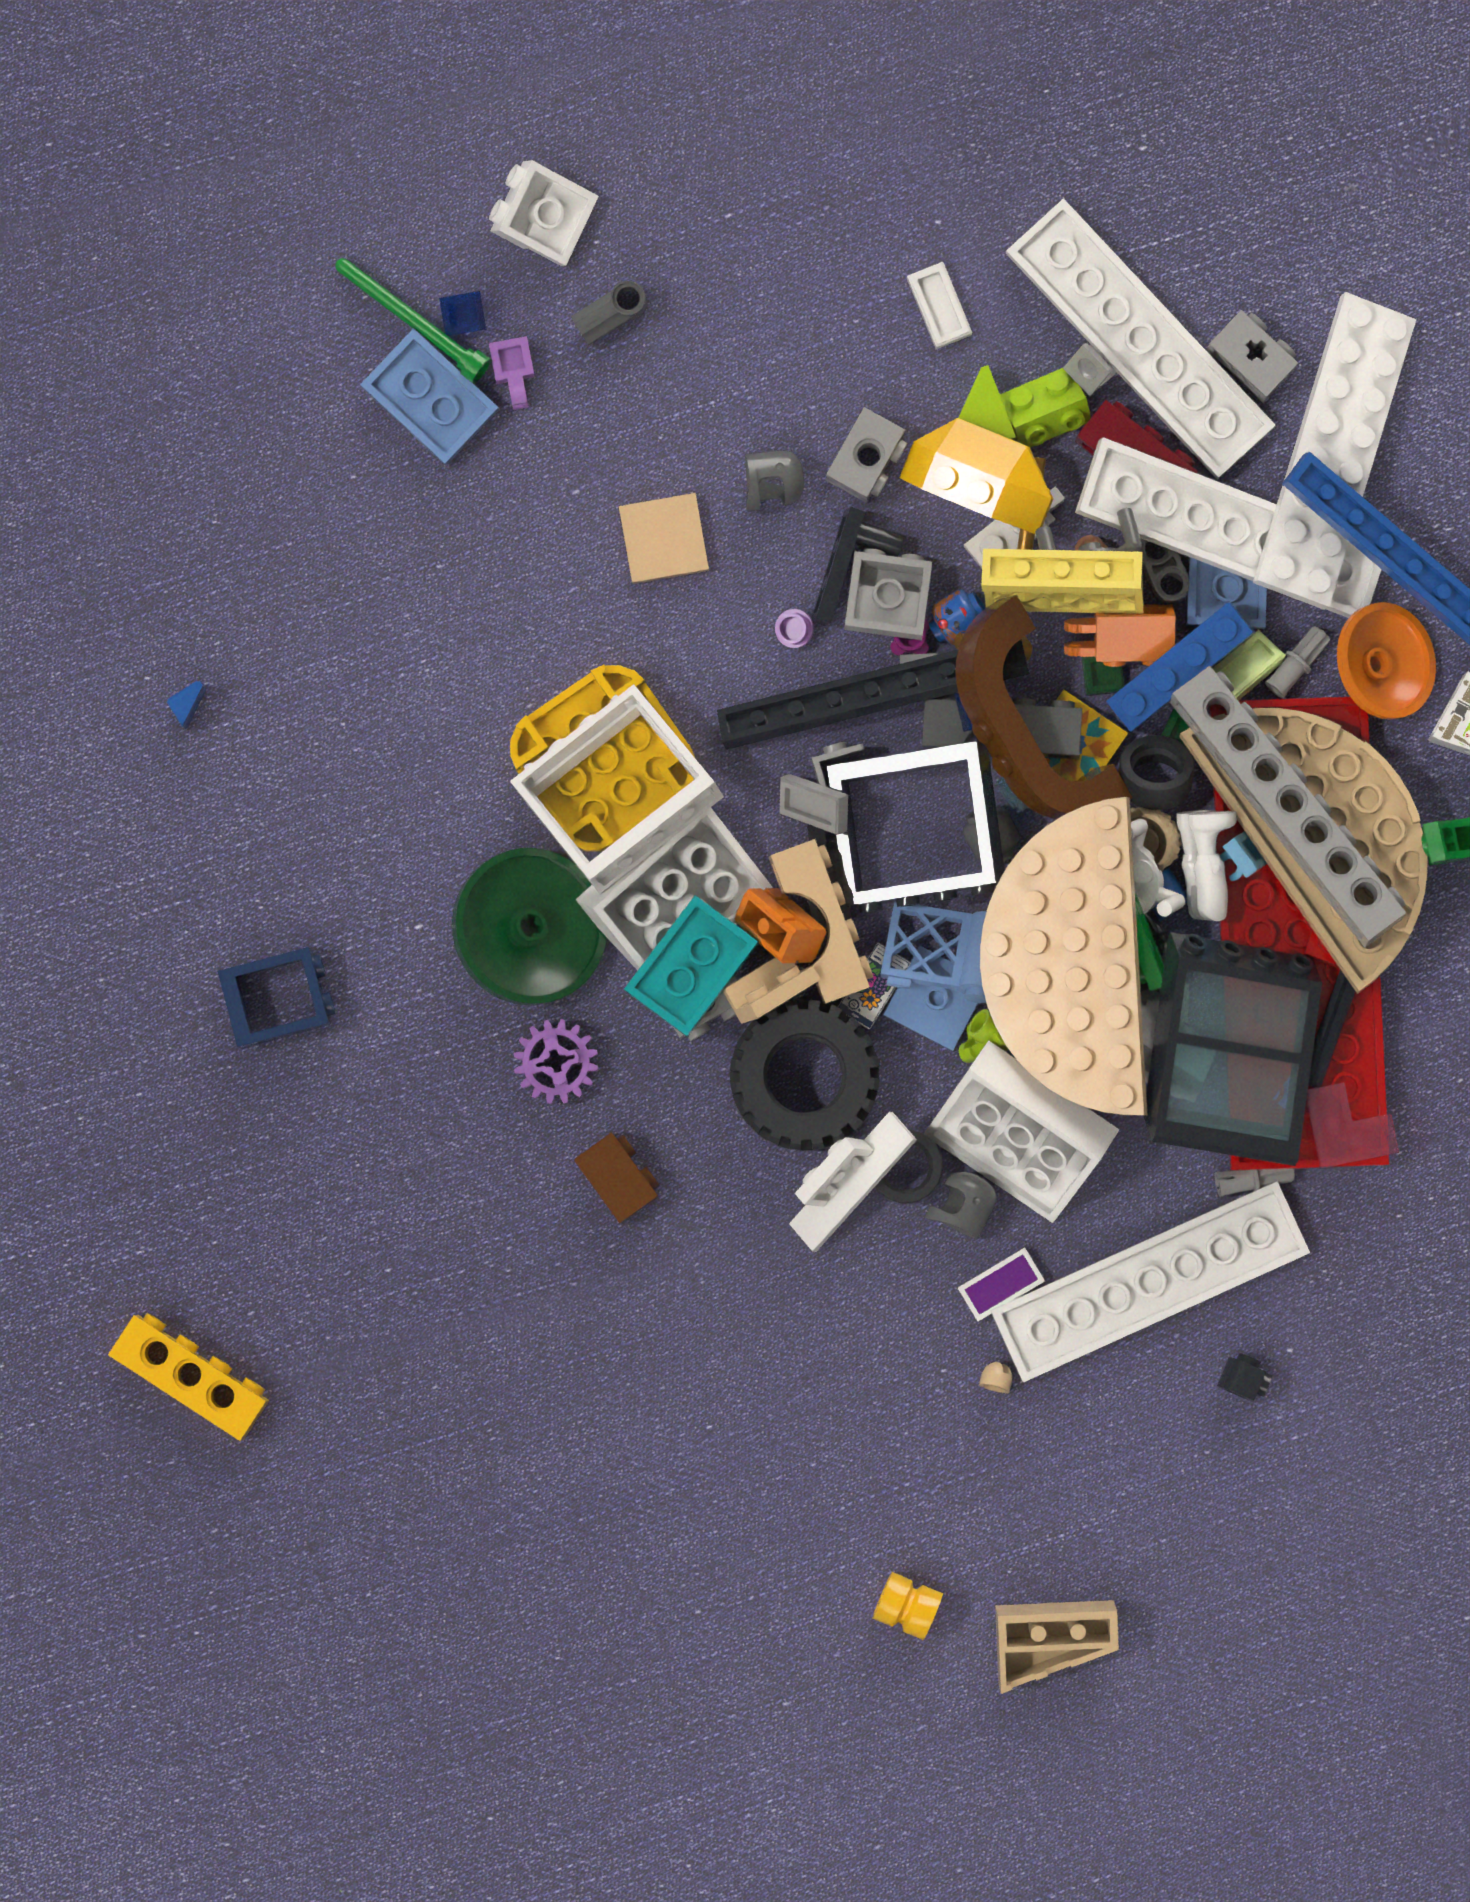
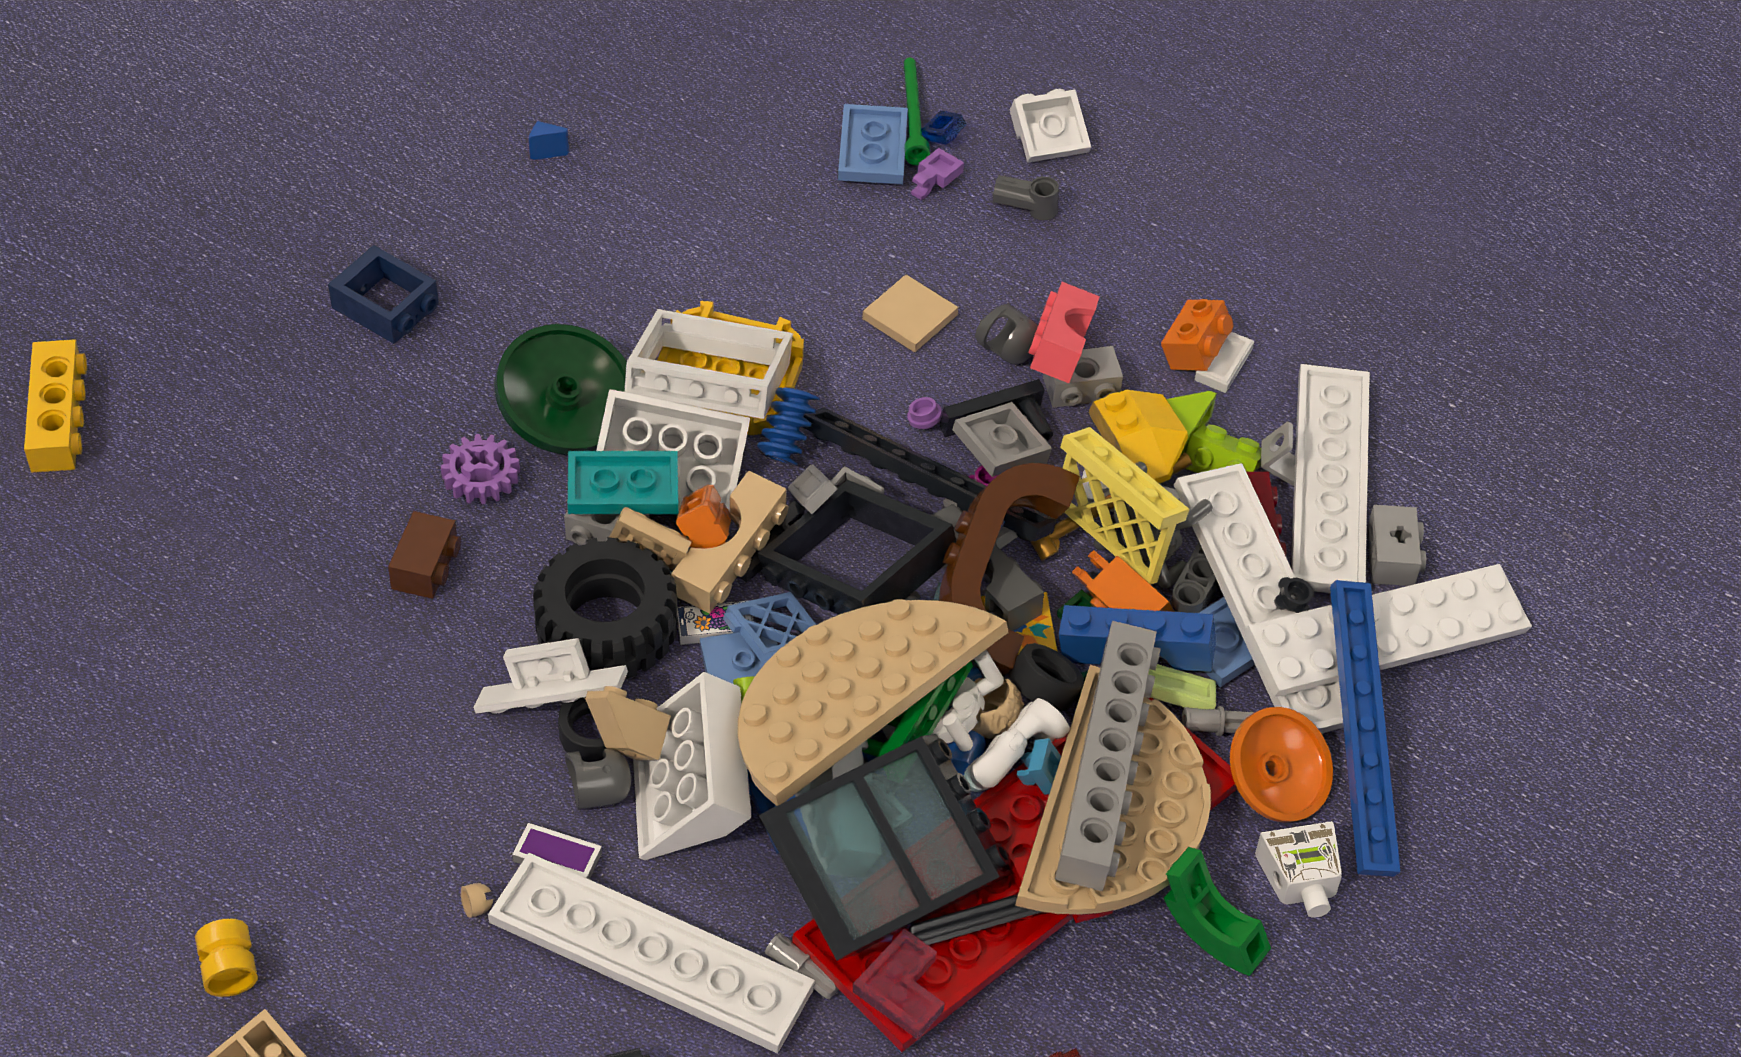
camera: 45 degrees right, 35 degrees down
(731, 768) = (787, 424): none -> blue piece
(846, 473) = (1062, 331): none -> coral arch
(905, 313) = (1197, 335): none -> orange brick
(949, 1149) = (627, 724): none -> tan slope
(1265, 505) = (1297, 588): none -> black plate

